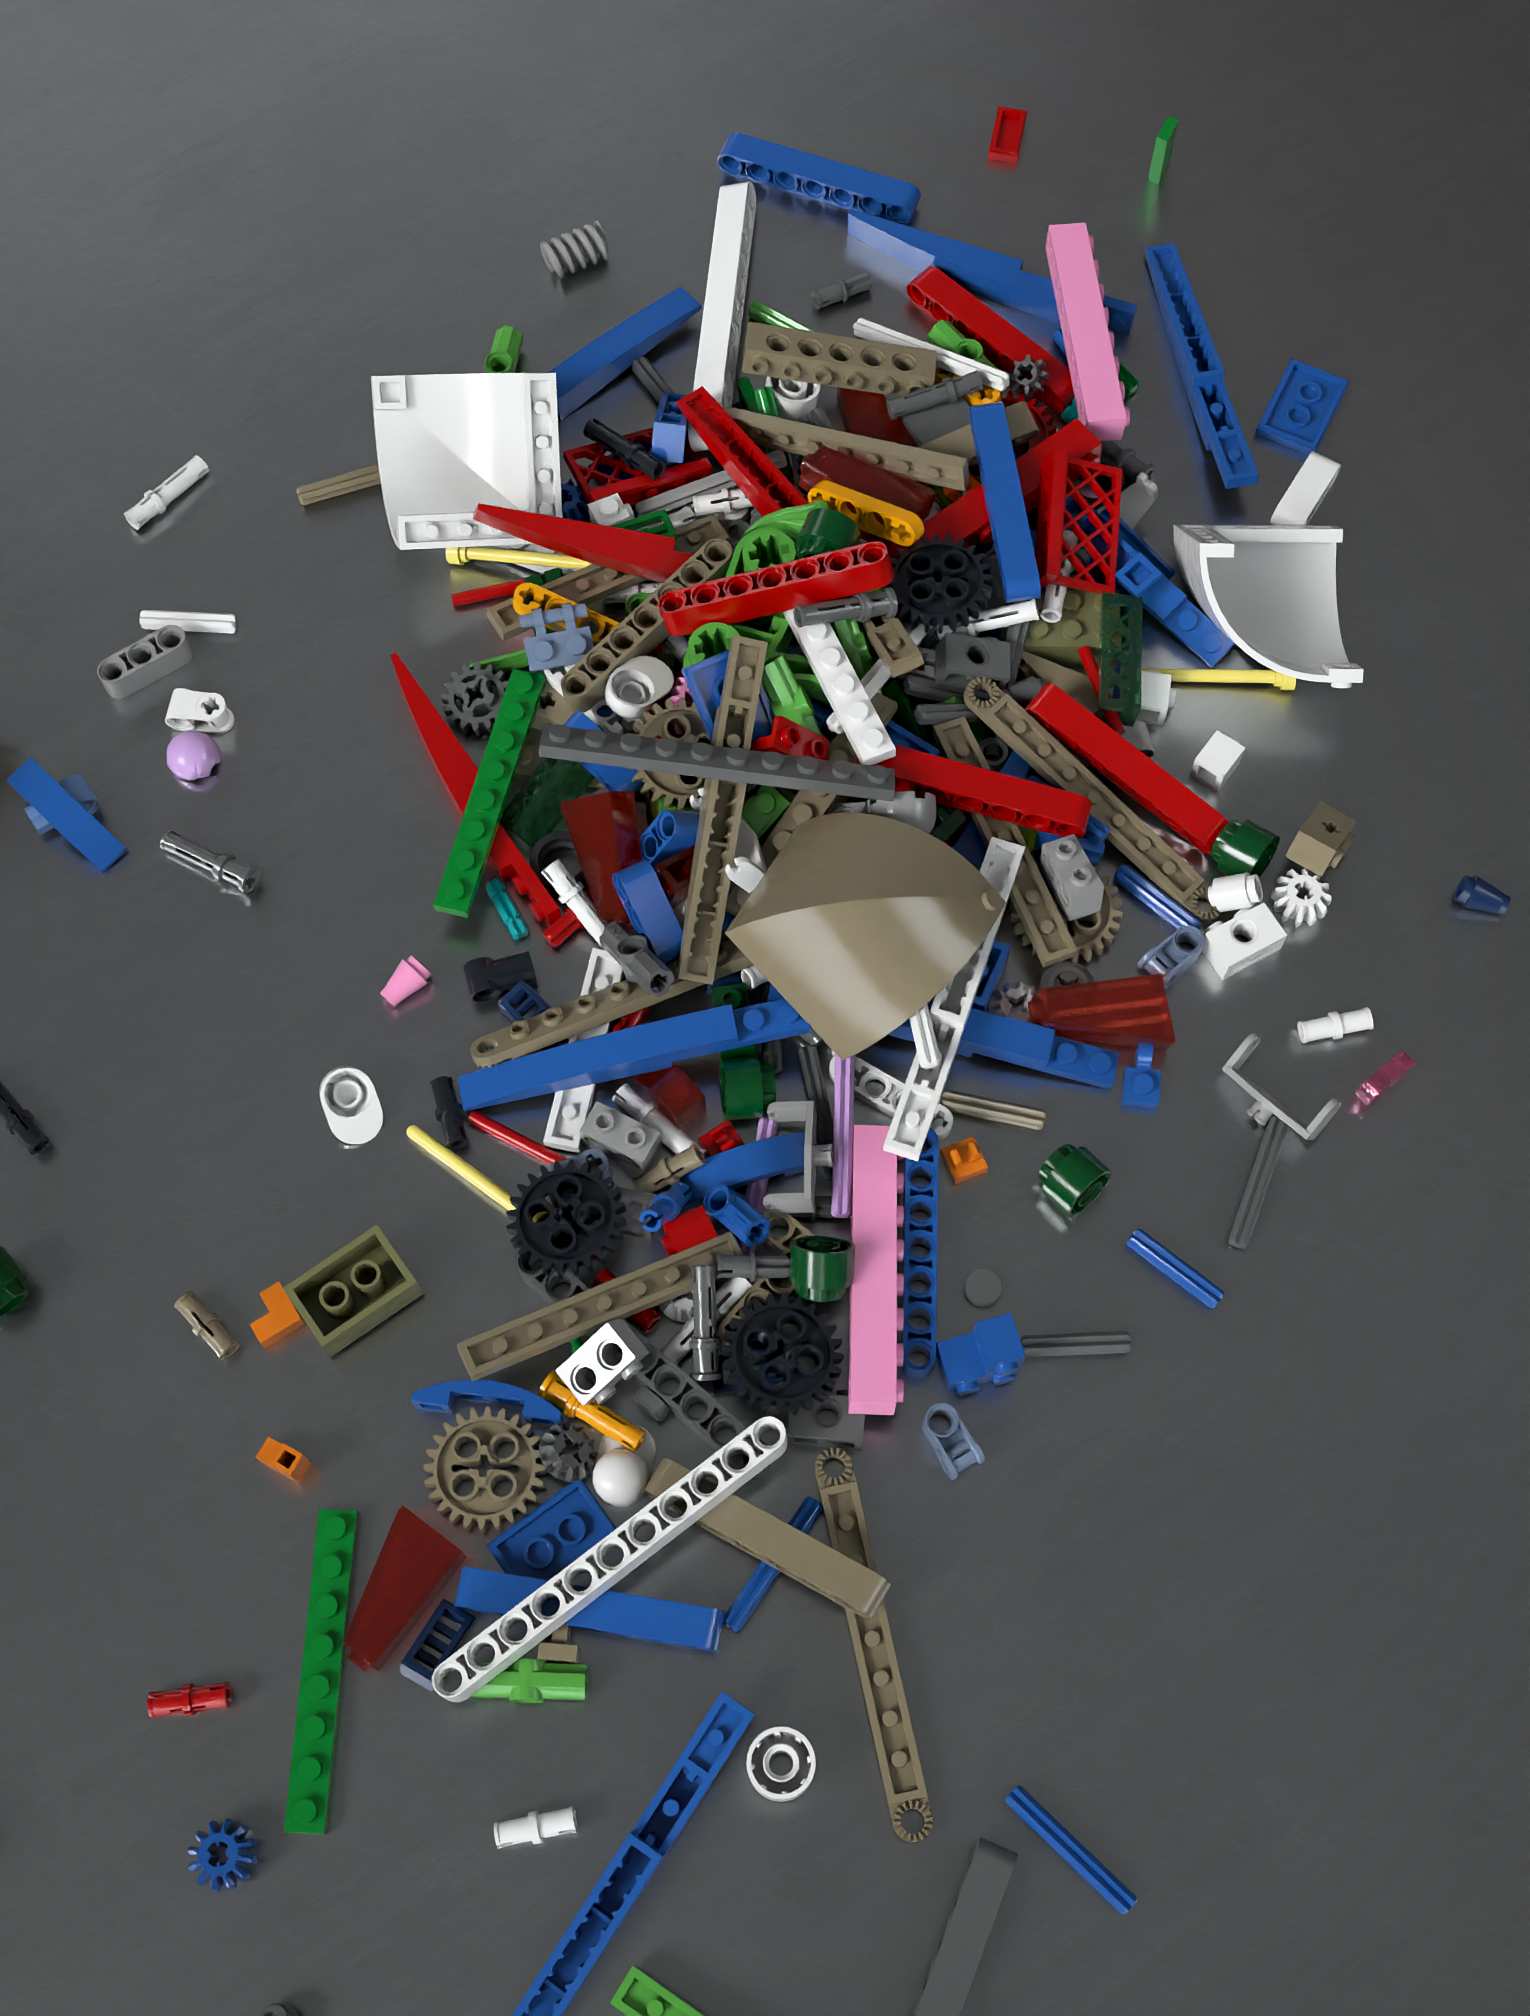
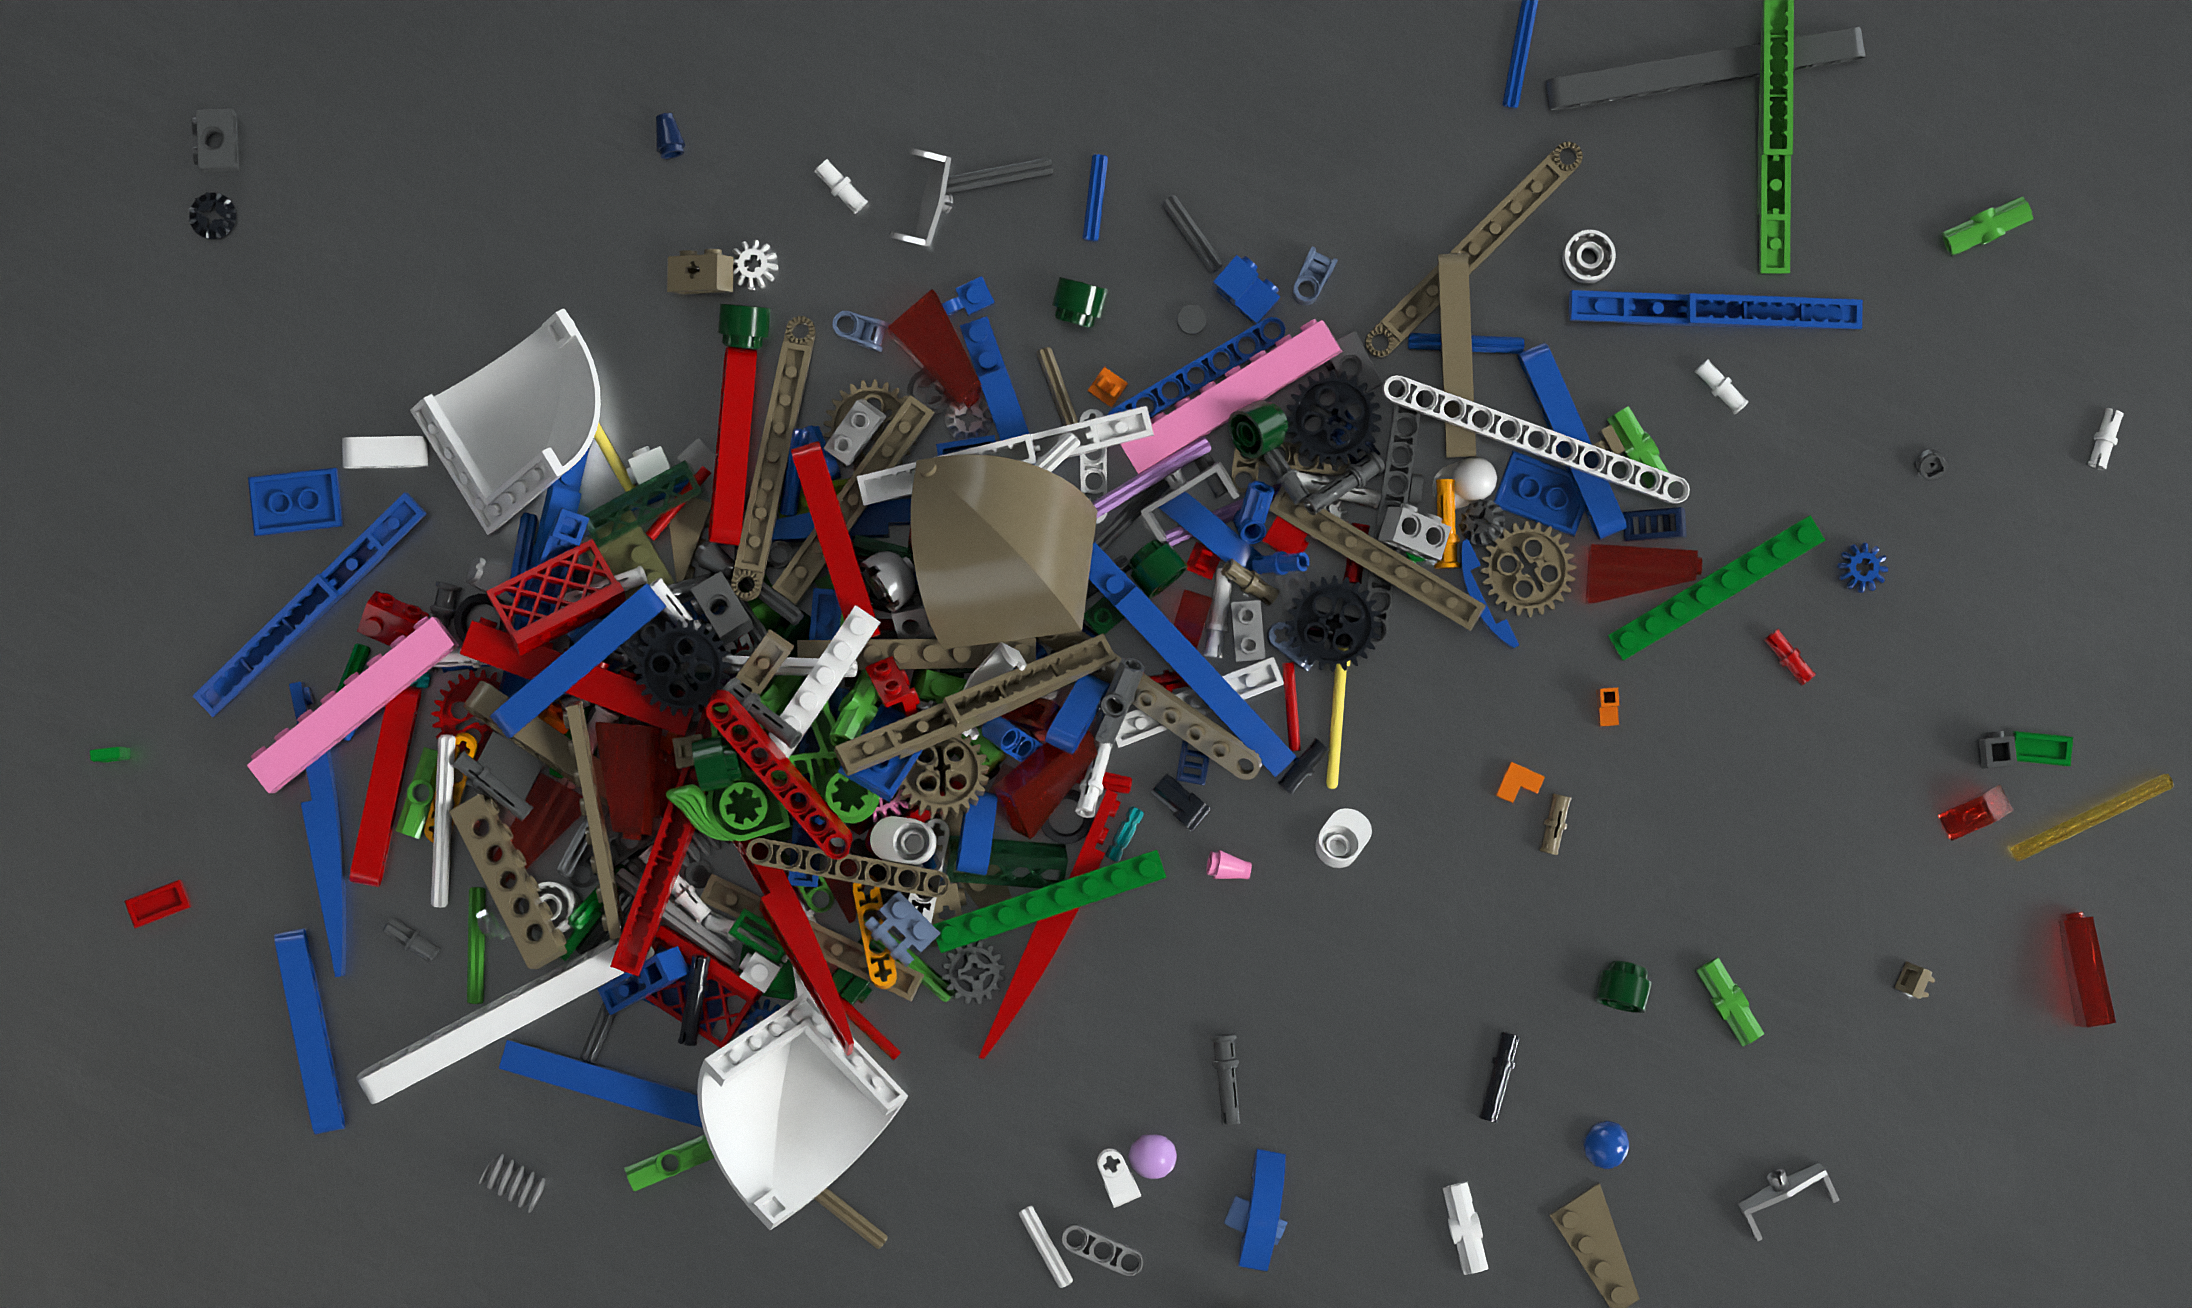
camera: 130 degrees left, 20 degrees up
(353, 1290) = (1471, 738): olive brick -> none
(717, 762) = (952, 722): dark grey plate -> none
(900, 524) = (656, 758): light orange beam -> none
(1037, 380) = (428, 729): dark grey gear -> none
(1150, 419) = (388, 618): none -> red bracket
(1155, 898) = (818, 367): blue axle -> none
(1217, 760) = (673, 387): white brick -> none
(1230, 955) = (804, 273): white brick -> none
(1235, 892) = (786, 311): white brick -> none
(1384, 1078) = (862, 130): clear pink beam -> none

